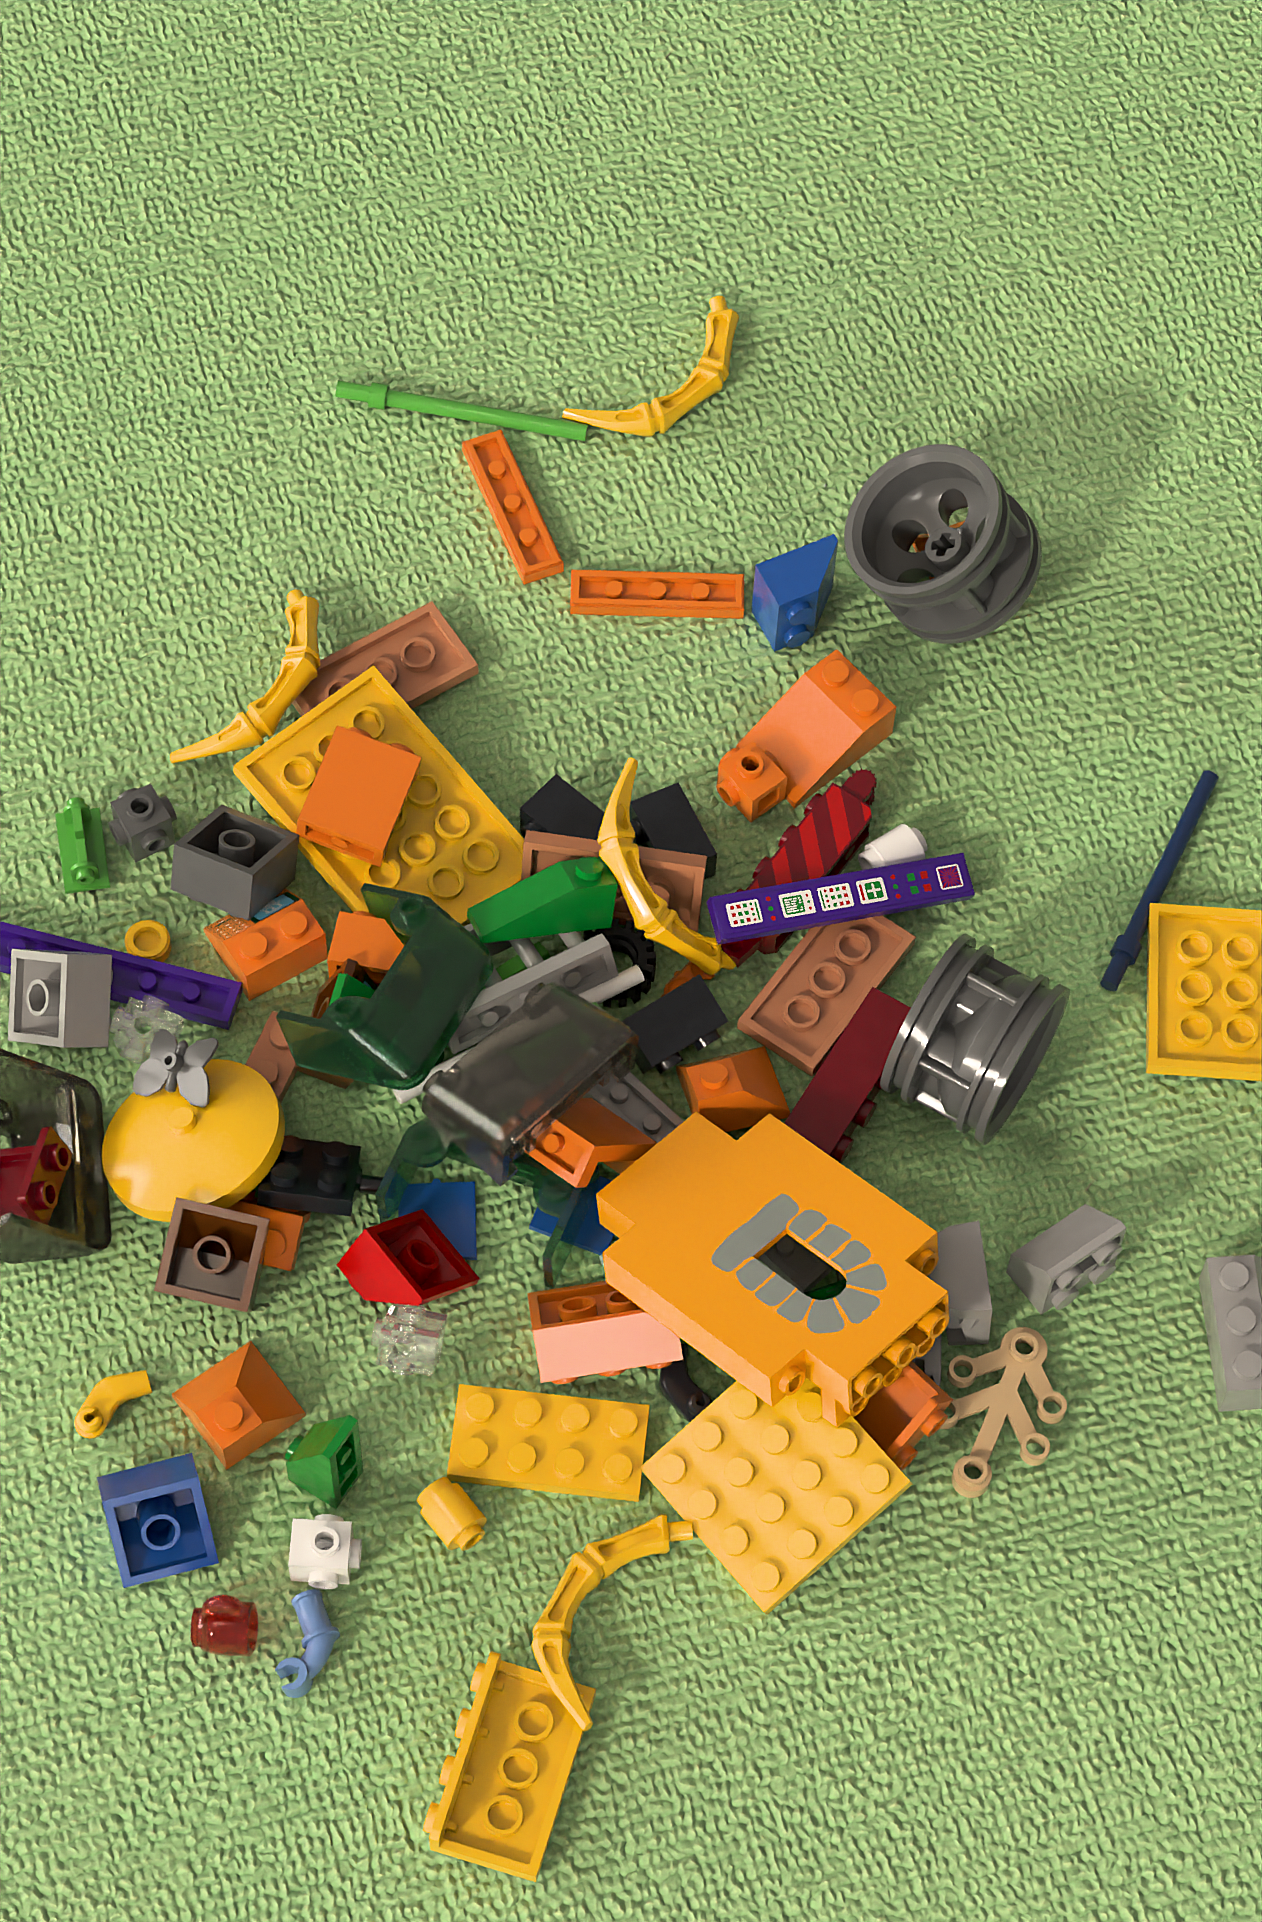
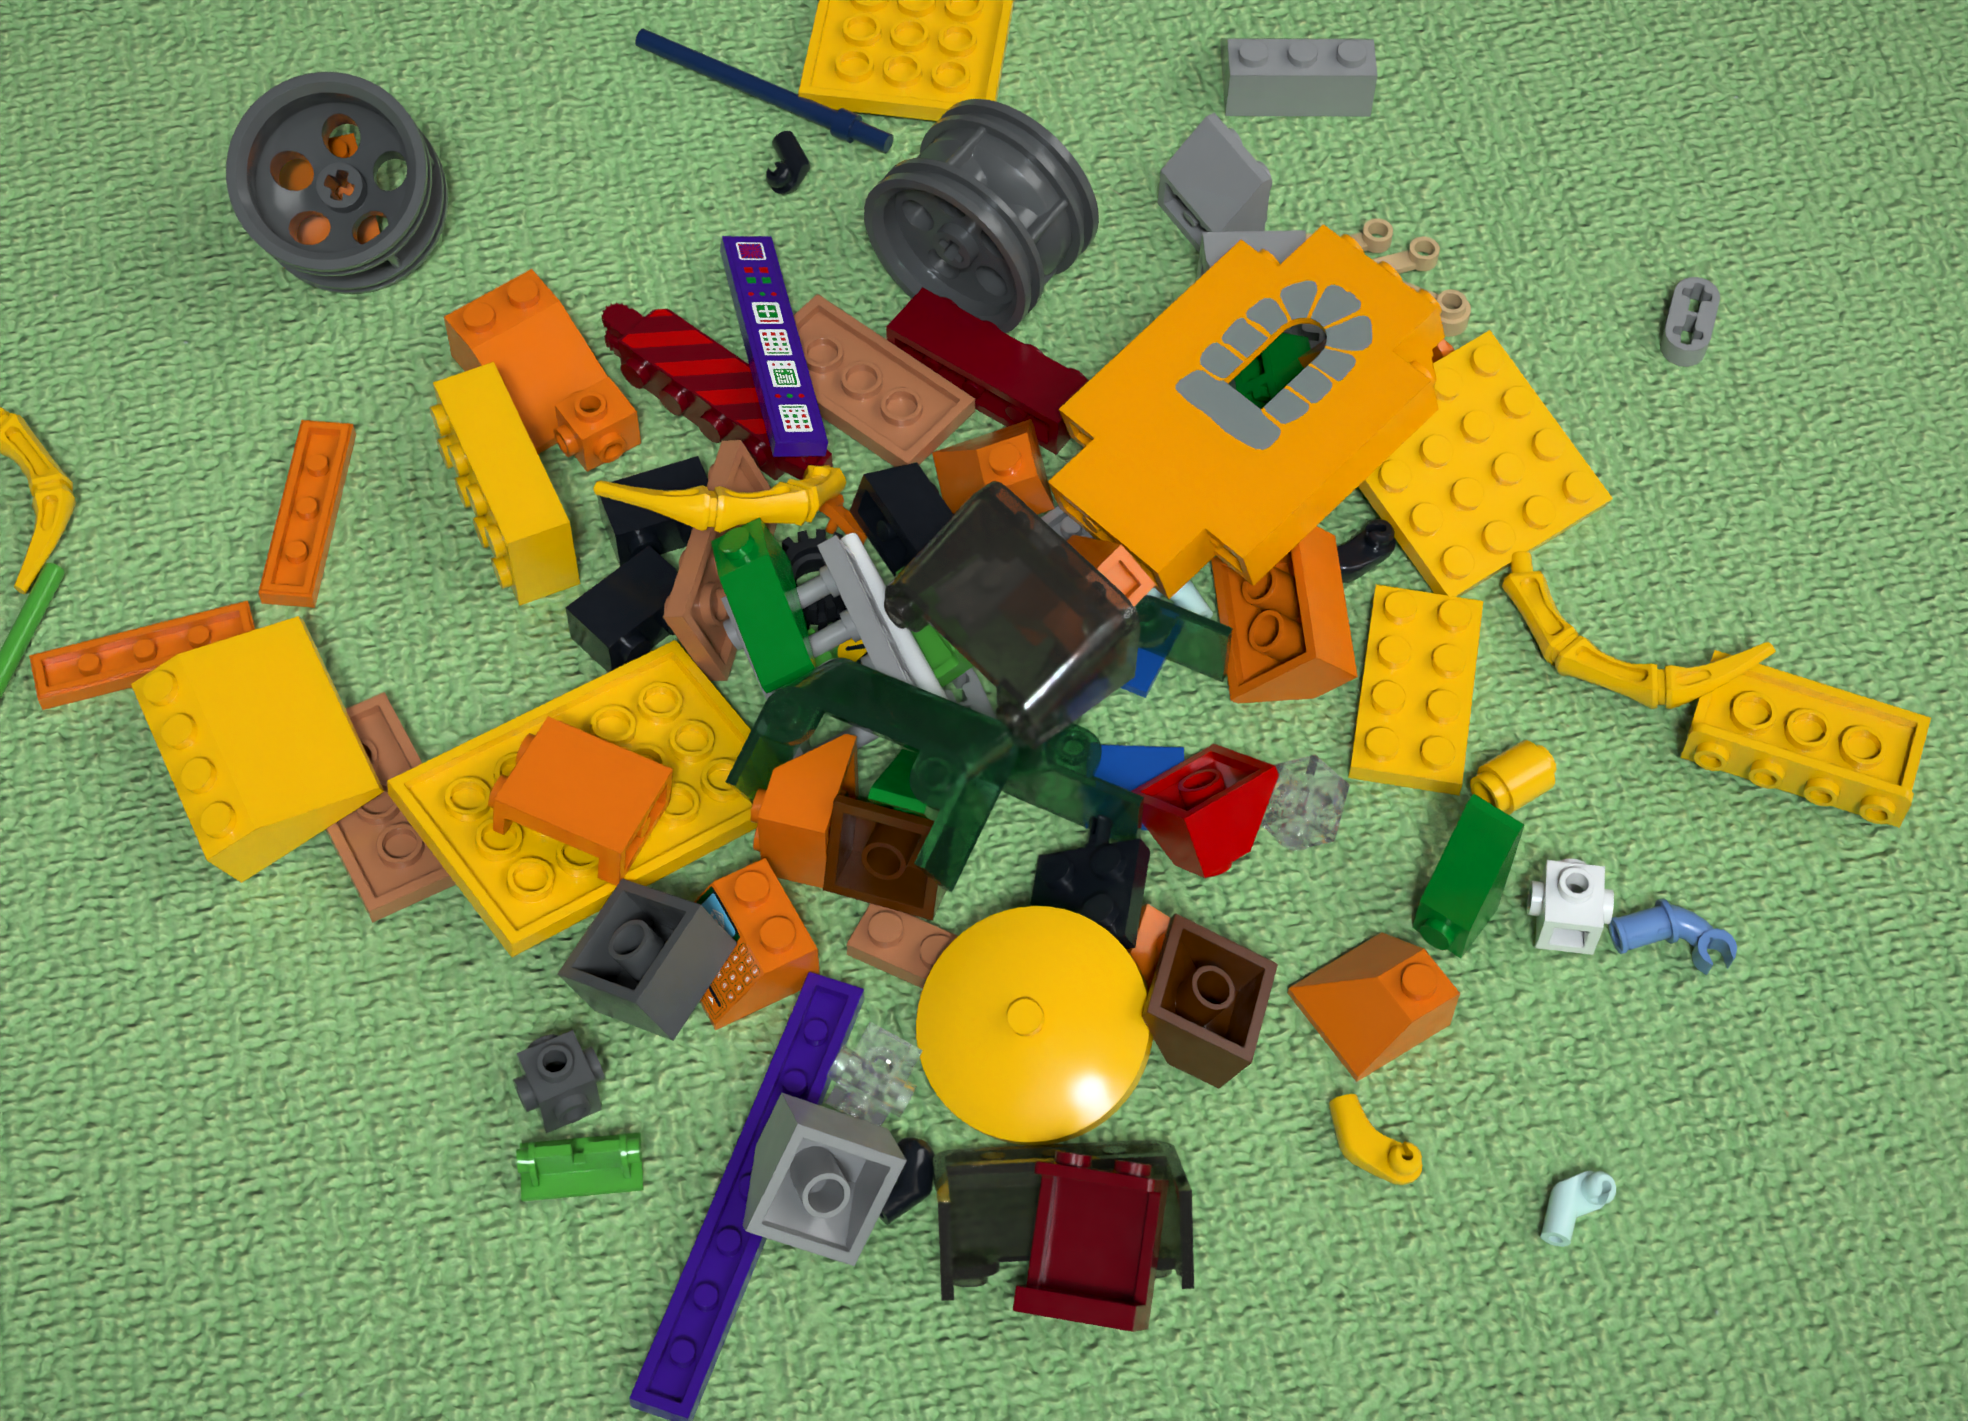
camera: 85 degrees left, 5 degrees down
(63, 1551) = (1573, 1199): none -> light aqua arm
(91, 1069) = (914, 1181): none -> black arm
(148, 940) = (728, 1091): yellow tile -> none
(157, 1520) = (1526, 1087): blue slope -> none
(174, 1064) = (943, 1021): piece -> none
(225, 1626) = (1662, 1016): clear red piece -> none
(265, 713) = (374, 883): yellow animal -> none
(416, 580) = (256, 744): none -> yellow slope
(676, 715) = (504, 484): none -> yellow brick
(793, 592) = (359, 353): blue slope -> none
(893, 848) = (707, 305): white brick -> none
(985, 1708) = (1681, 319): none -> light grey beam
(1071, 912) = (791, 168): none -> black arm

